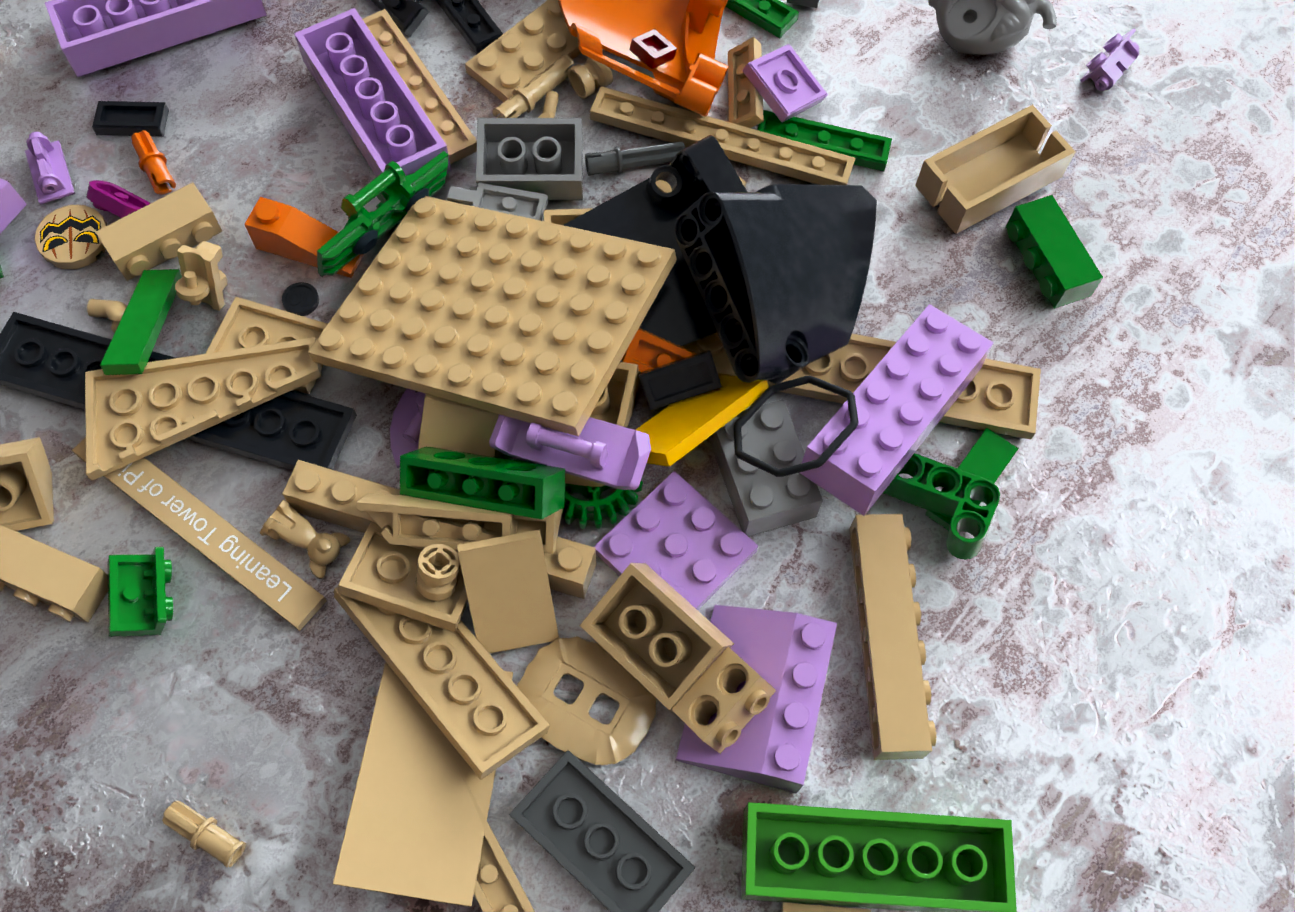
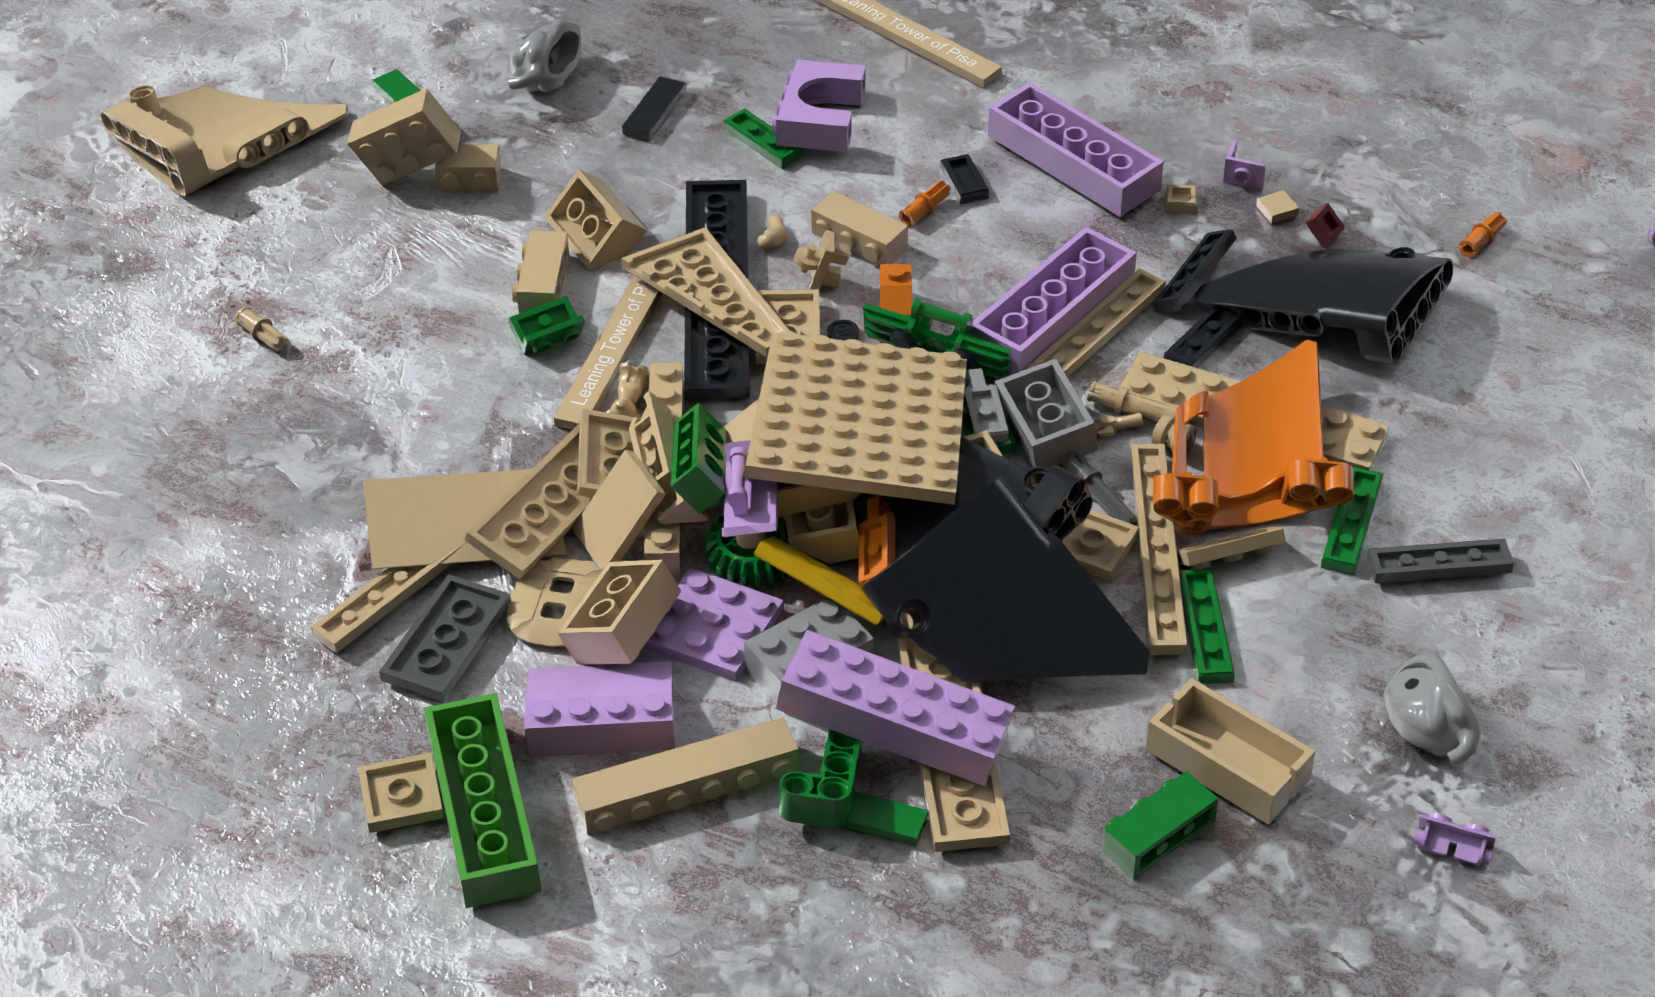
camera: 75 degrees right, 20 degrees down
(48, 168) = (887, 152): lavender hinge -> none
(69, 236) = (833, 178): tan tile -> none
(114, 198) = (877, 193): magenta plate -> none
(141, 323) = (758, 243): green tile -> none
(203, 833) = (383, 422): tan axle -> none
(437, 572) = (609, 453): tan wheel -> none
(653, 49) = (1219, 459): dark red plate -> none
(680, 380) = (857, 562): black tile -> none
(717, 693) = (578, 663): tan brick -> none
(785, 82) = (1245, 569): lavender tile -> none
(807, 465) = (776, 620): black piece -> none

